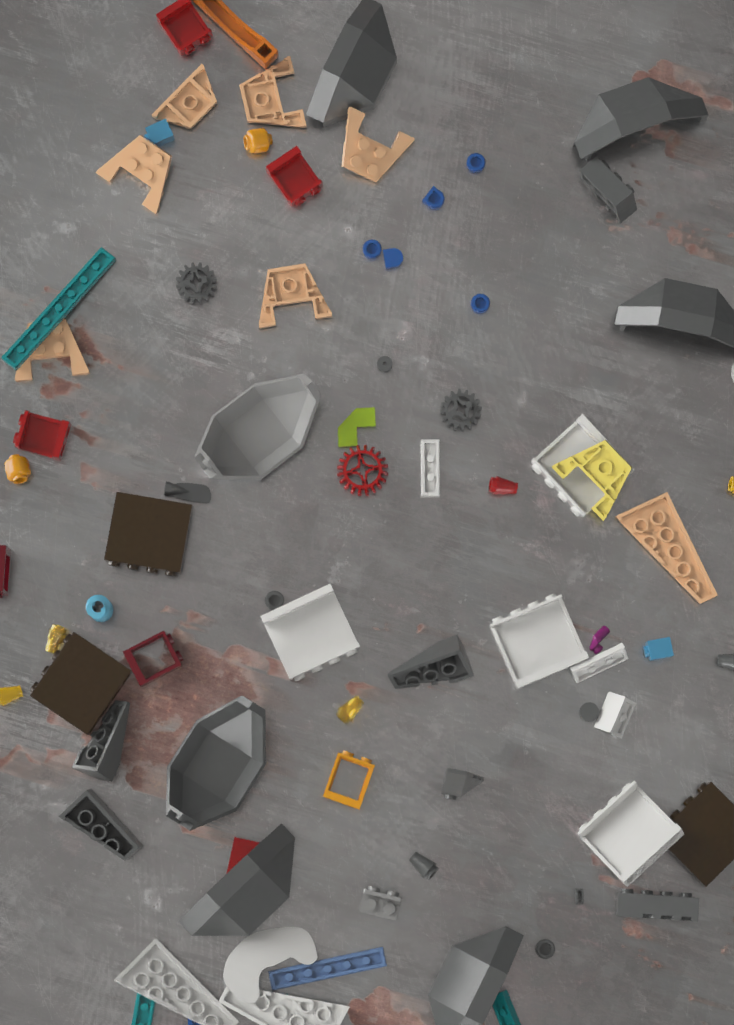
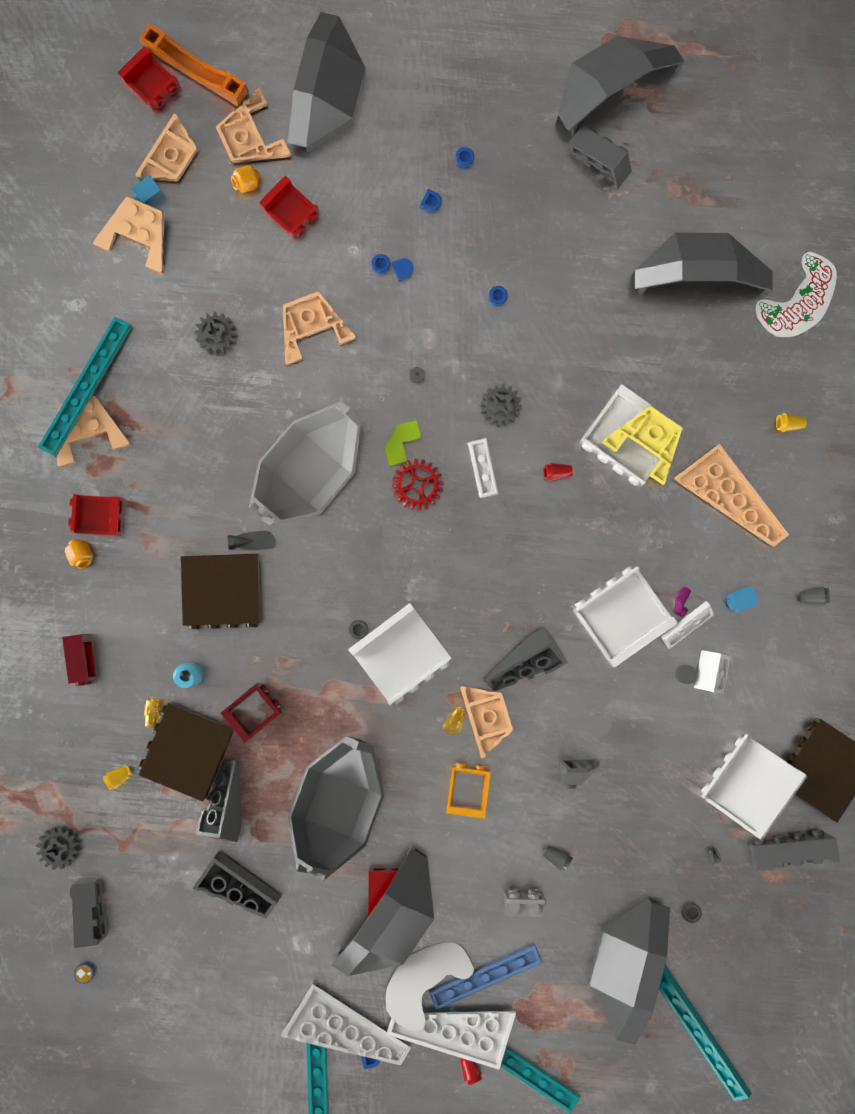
camera: 15 degrees left, 5 degrees up
(368, 156) = (355, 171): light nougat wing -> none
(383, 712) = (487, 717): none -> light nougat wing

